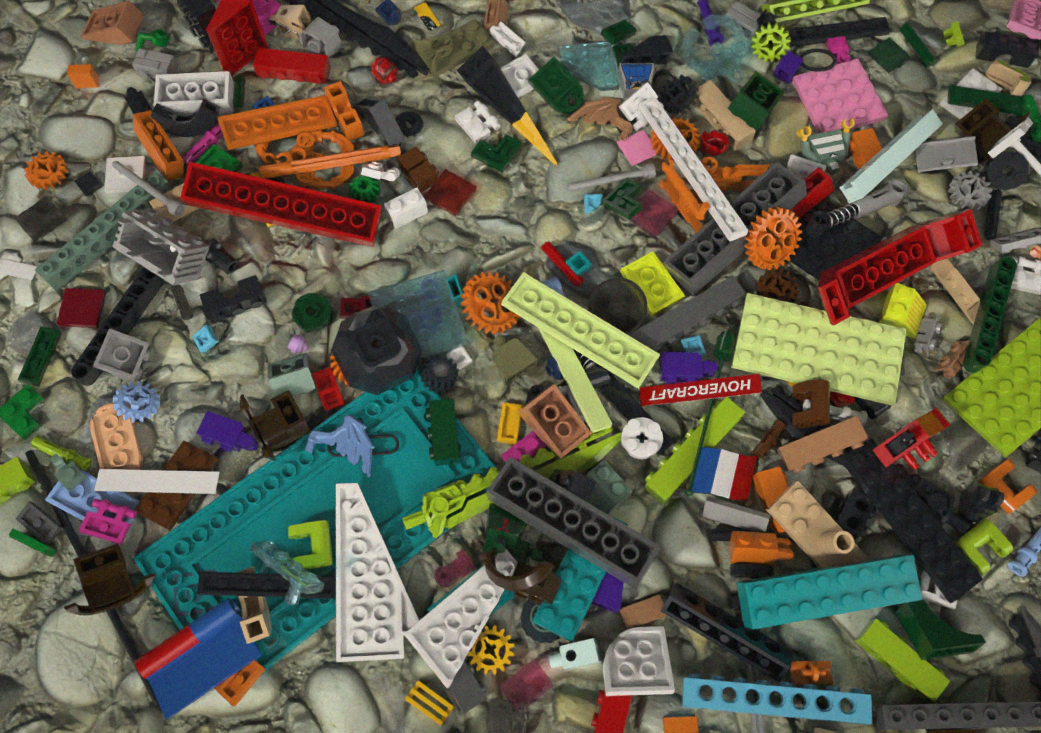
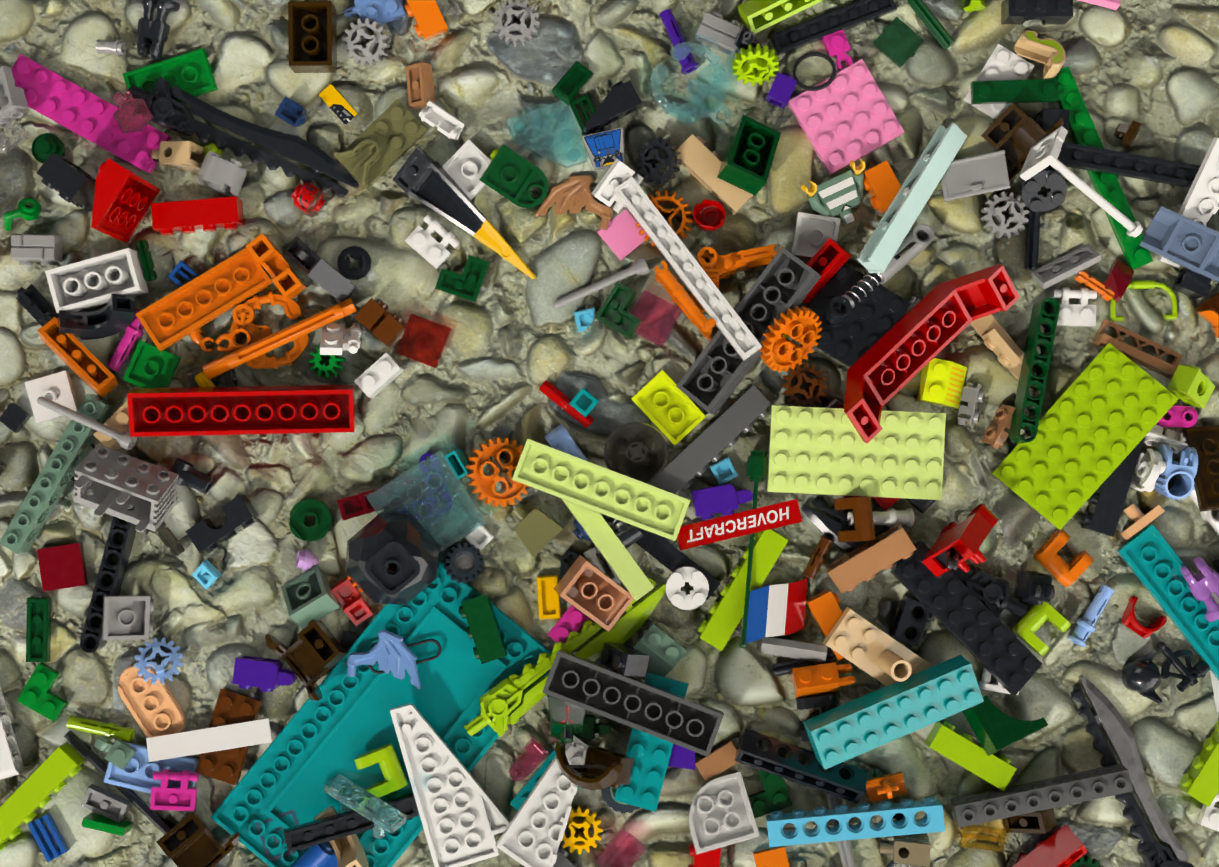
camera: 10 degrees left, 20 degrees up
(586, 655) = (667, 819): light aqua torso -> none
(694, 660) = (772, 798): none -> dark green plate

